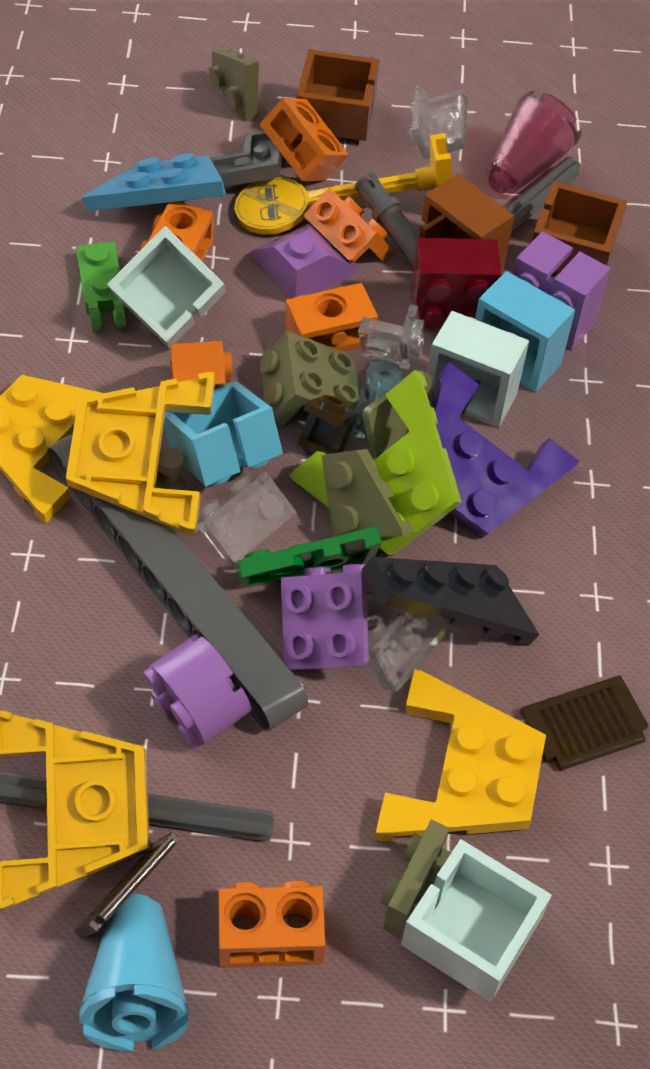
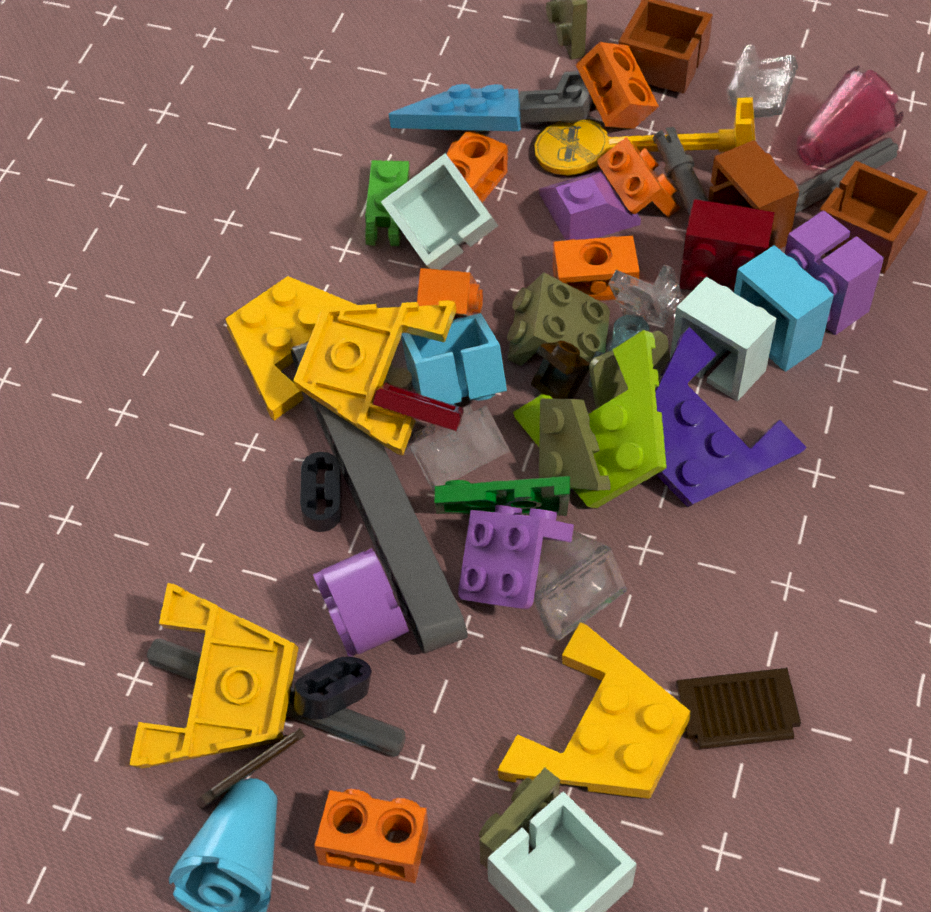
camera: 20 degrees right, 0 degrees up
(108, 589) = (330, 491): none -> black beam
(187, 784) = (331, 687): none -> black beam
(204, 483) = (419, 406): none -> dark red tile
(455, 591) = (634, 555): black wing -> none

